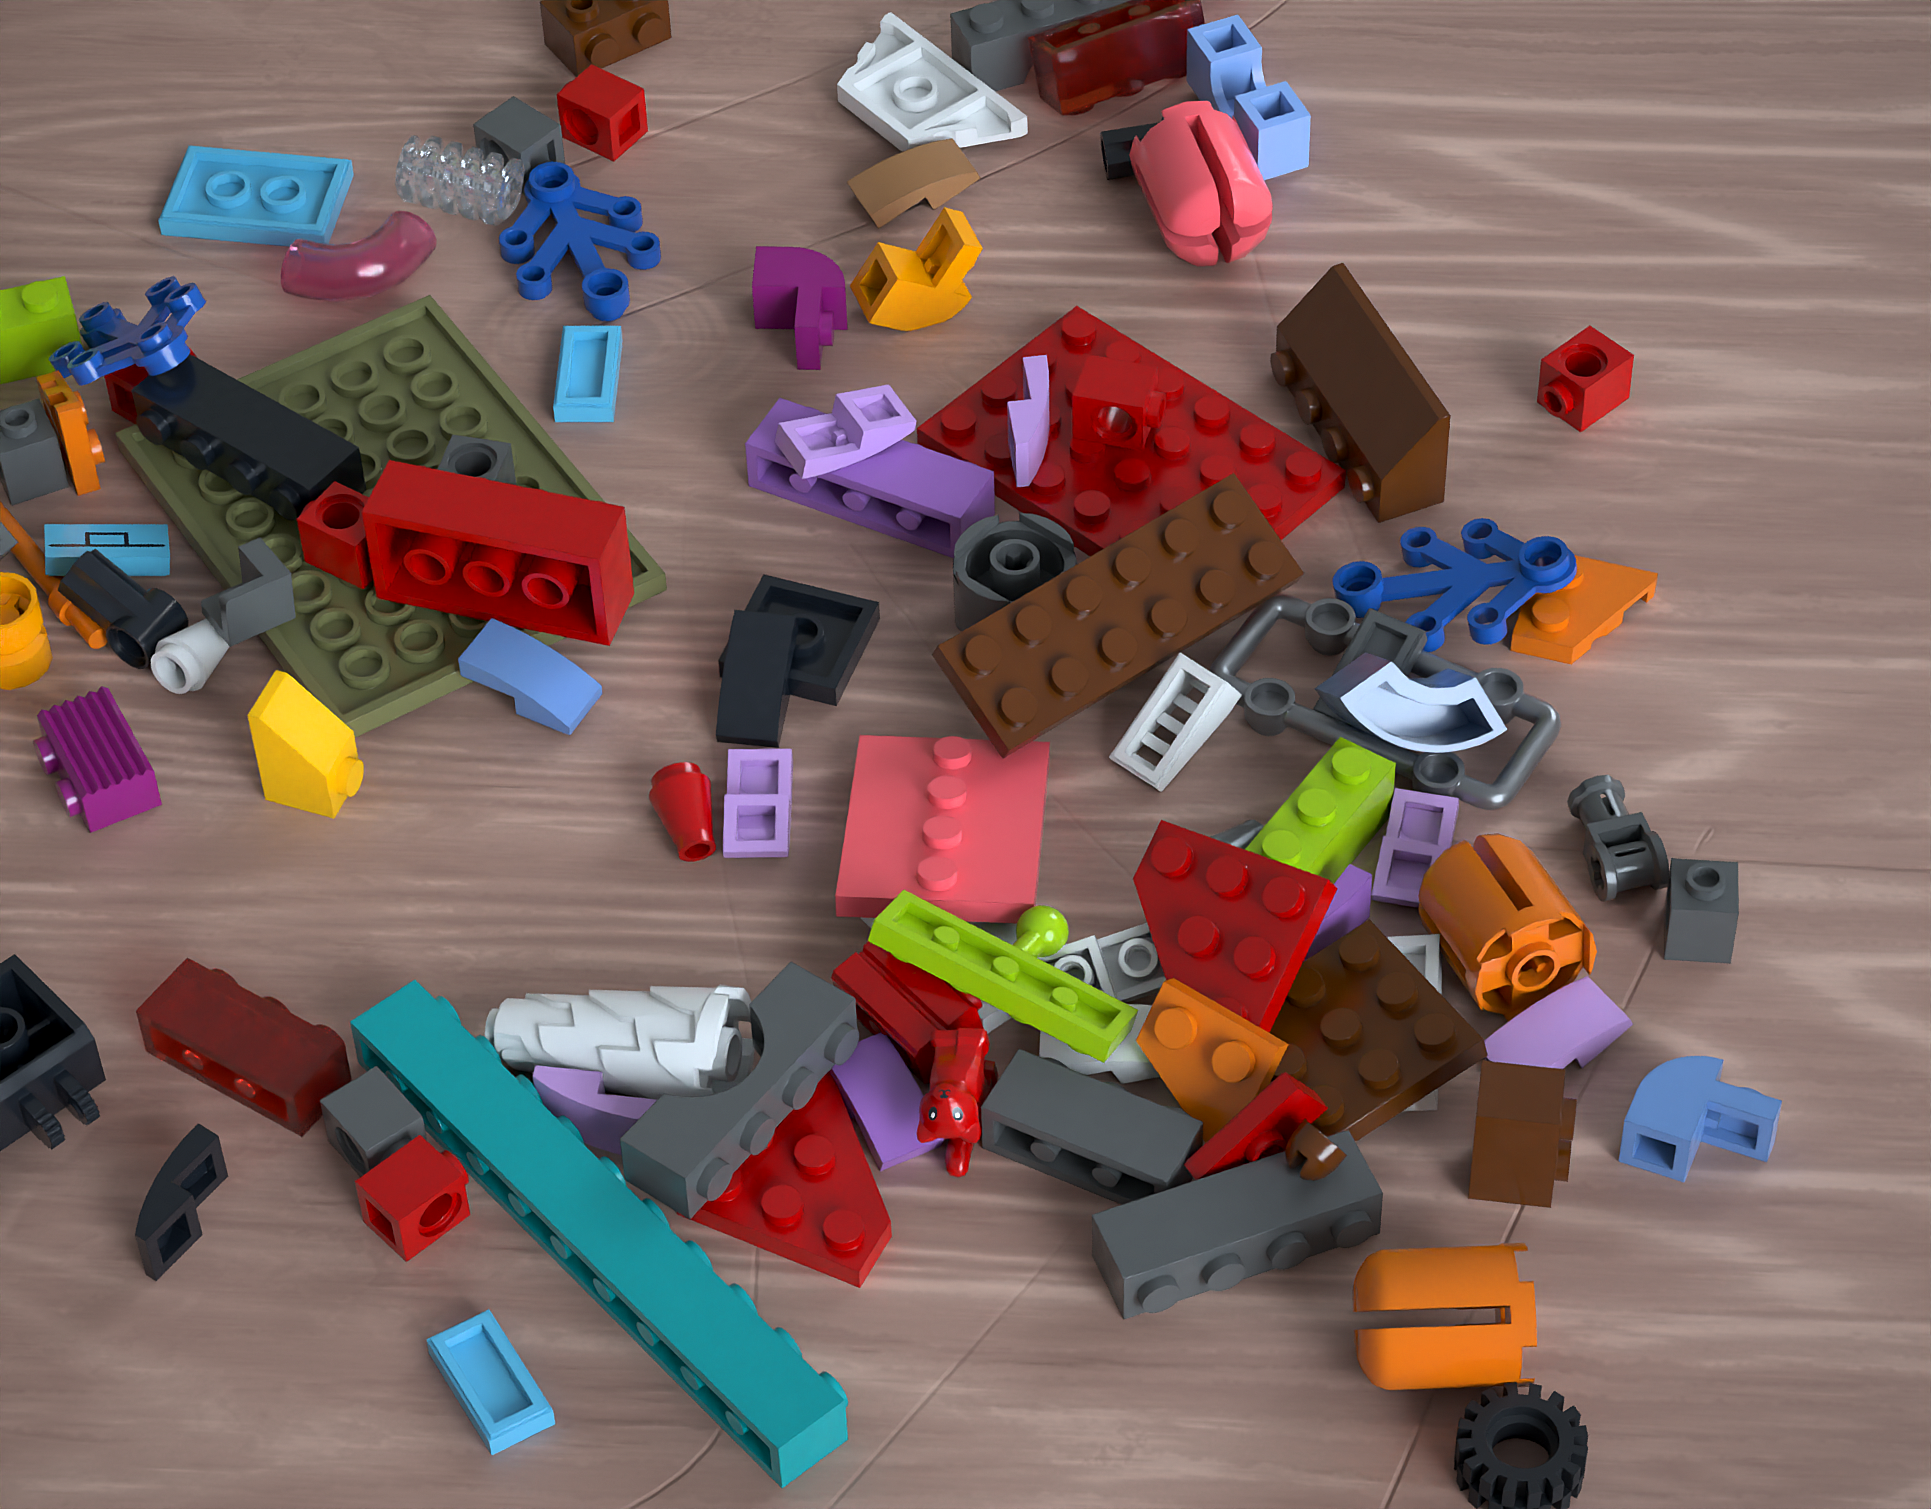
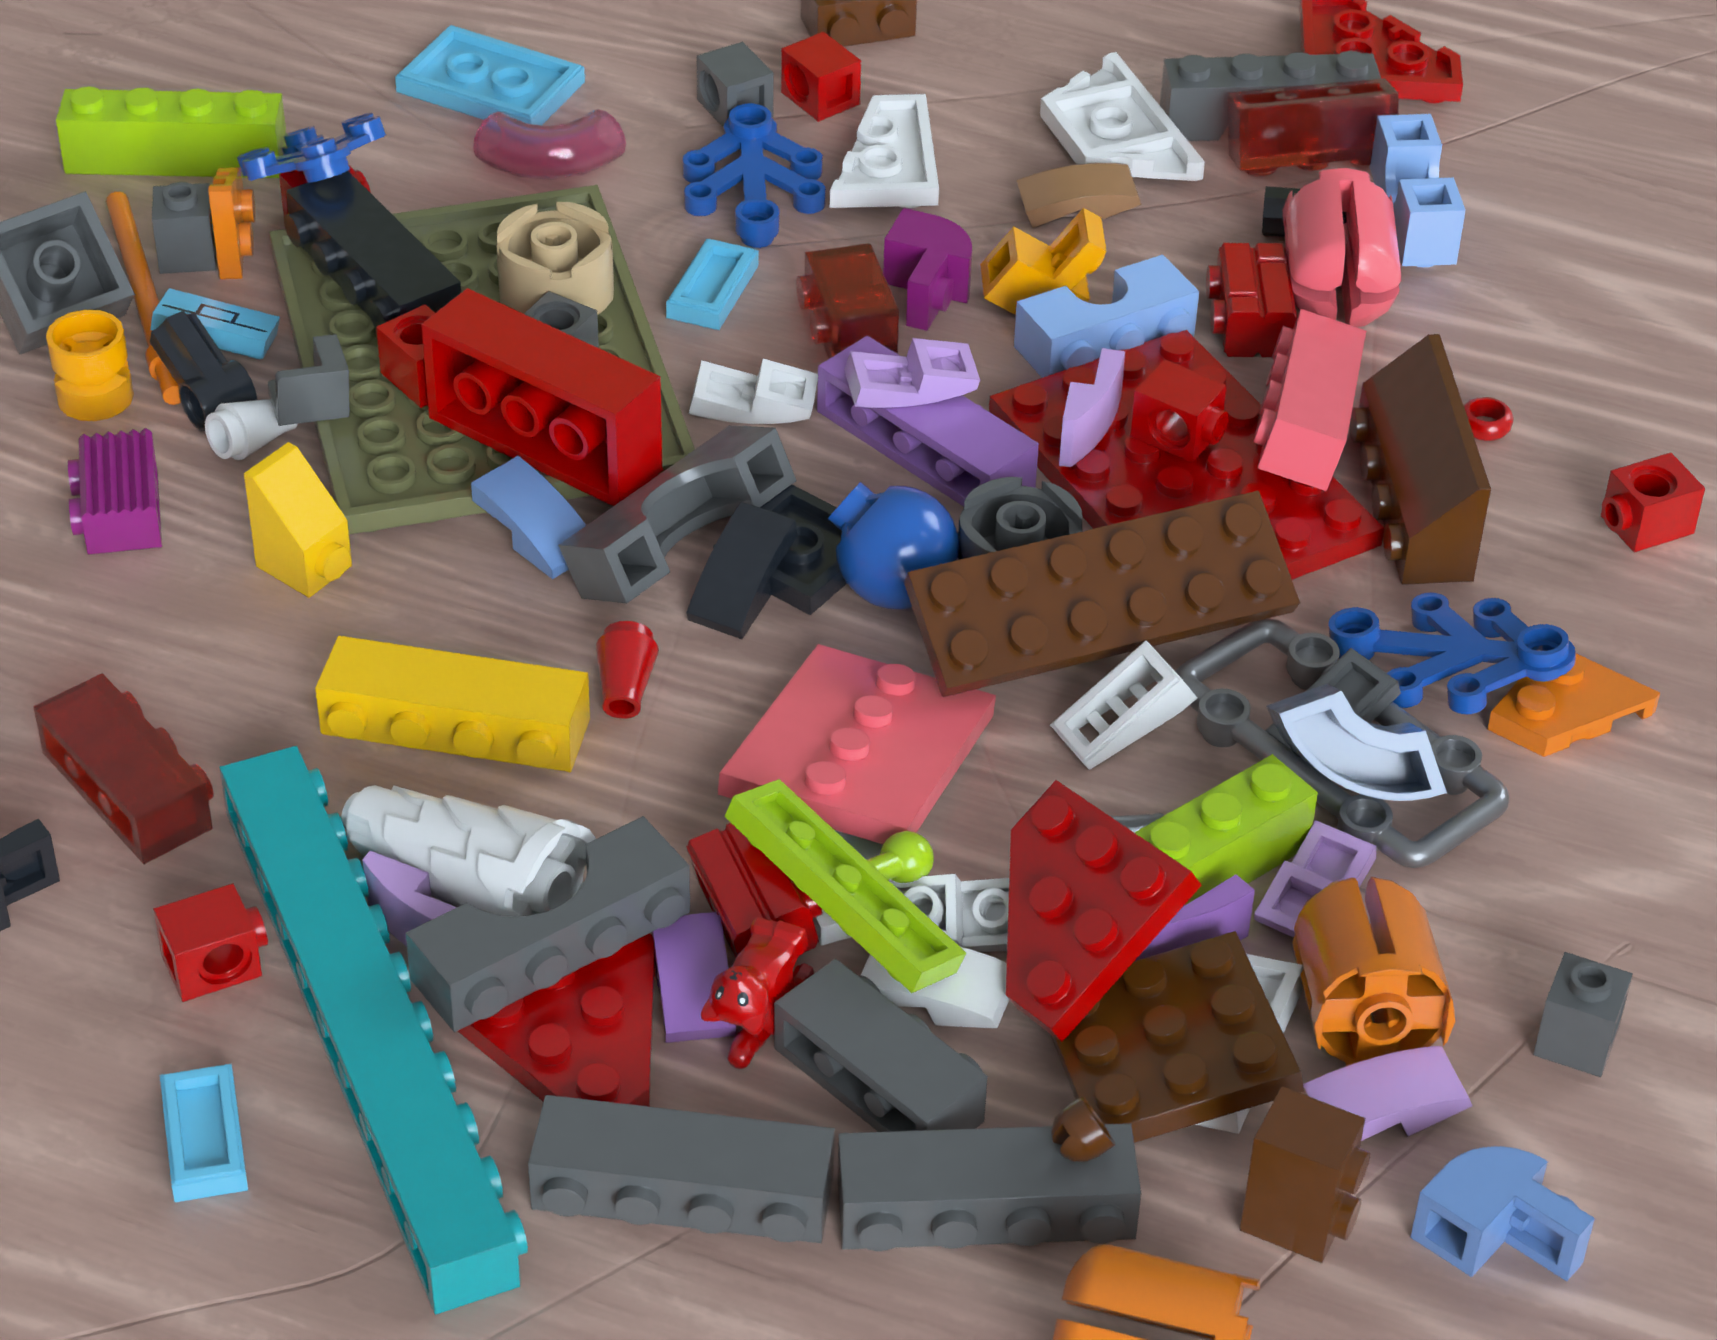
camera: 15 degrees right, 5 degrees down
(370, 1120) = (201, 857): dark grey brick -> none
(438, 393) = (556, 253): none -> tan brick
(459, 181) = (668, 99): clear piece -> none
(536, 892) = (453, 703): none -> yellow brick
(696, 485) = (772, 397): none -> white slope
(700, 584) = (628, 544): none -> dark grey arch
(711, 186) = (890, 158): none -> white wing
(738, 362) = (847, 298): none -> clear red brick
(758, 803) = (698, 680): lavender slope -> none
(896, 614) = (888, 538): none -> blue brick
(956, 1288) = (682, 1169): none -> dark grey brick
(967, 341) = (1065, 332): none -> light blue arch
(1131, 258) = (1251, 297): none -> red brick
(1207, 1054) = (1018, 1022): orange wing -> none
(1234, 355) = (1309, 399): none -> coral brick
(1258, 1128) = (1040, 1093): red plate -> none
(1404, 316) = (1489, 408): none -> red piece
(1617, 845) = (1521, 928): dark grey connector -> none

